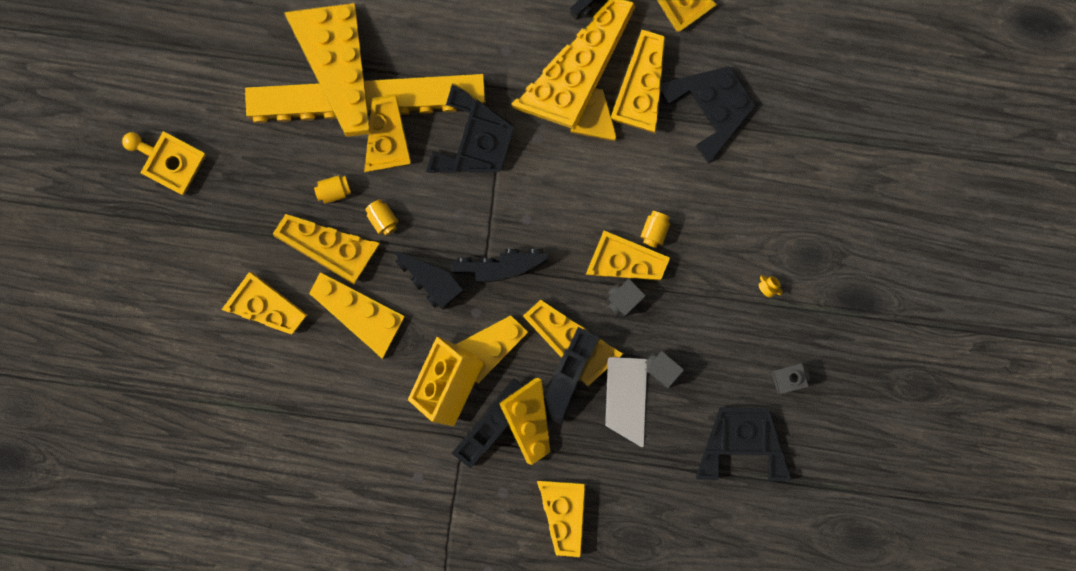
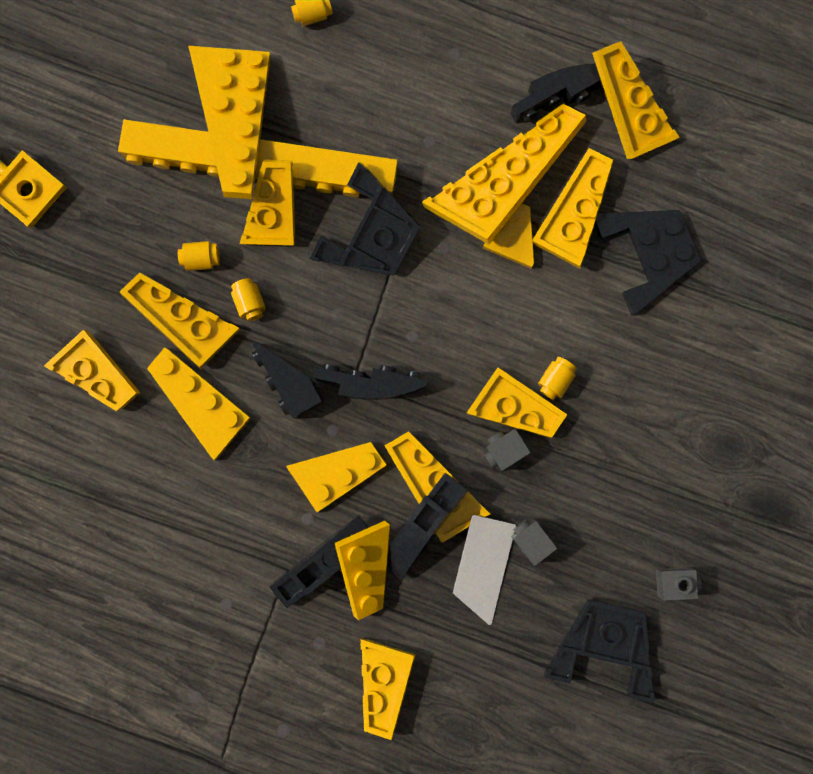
camera: 15 degrees right, 0 degrees up
(445, 382) = (278, 503): yellow slope -> none
(770, 286) = (675, 471): yellow plate -> none

